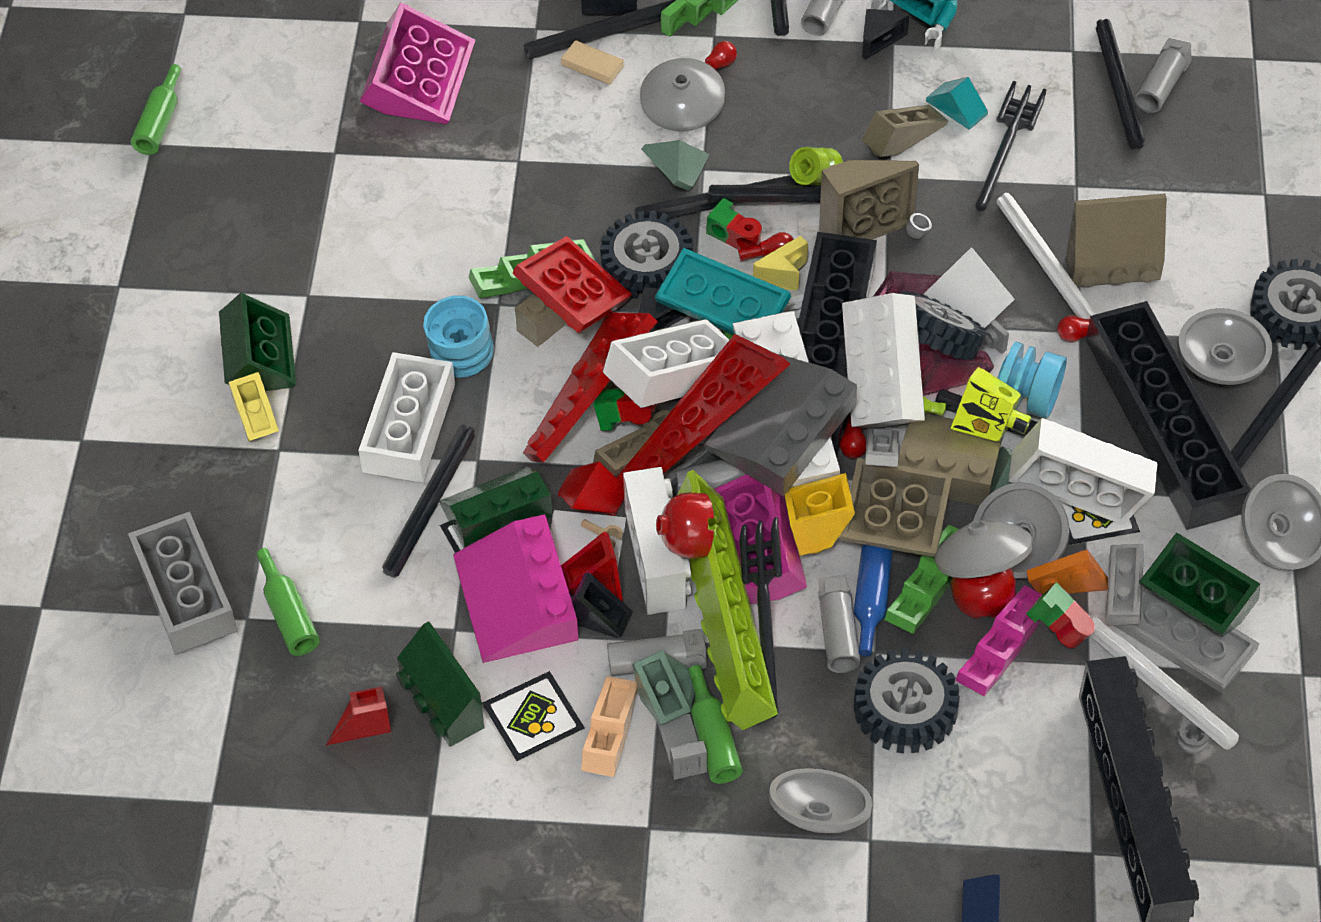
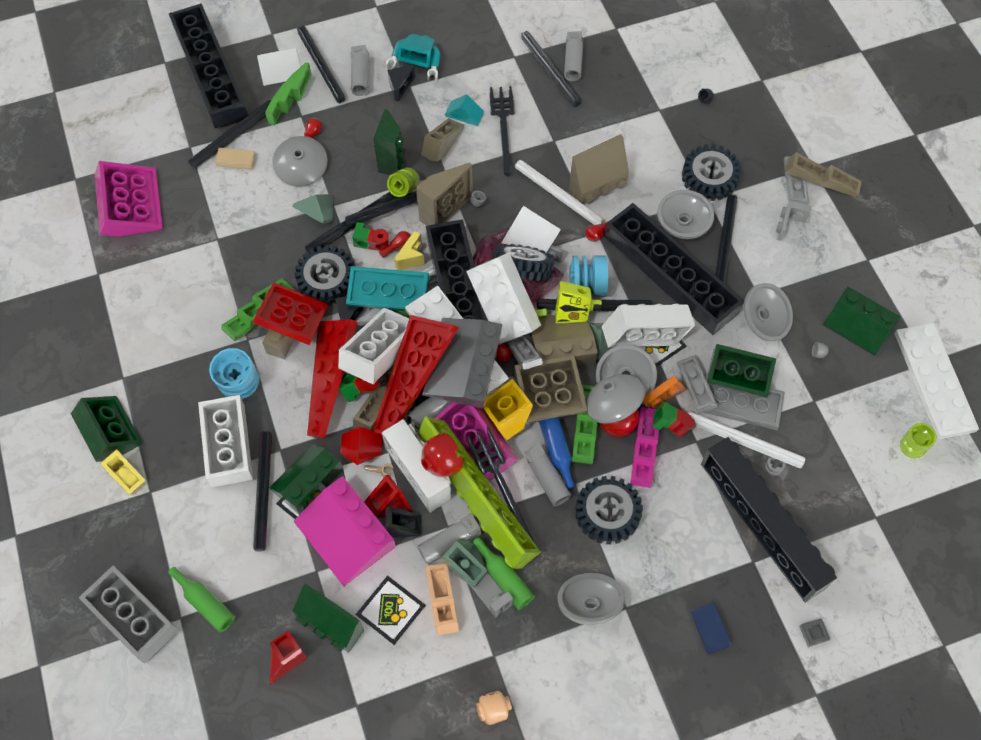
camera: 25 degrees left, 10 degrees up
(614, 885) = (493, 707): none -> light nougat head
(815, 106) = (389, 145): none -> dark green slope

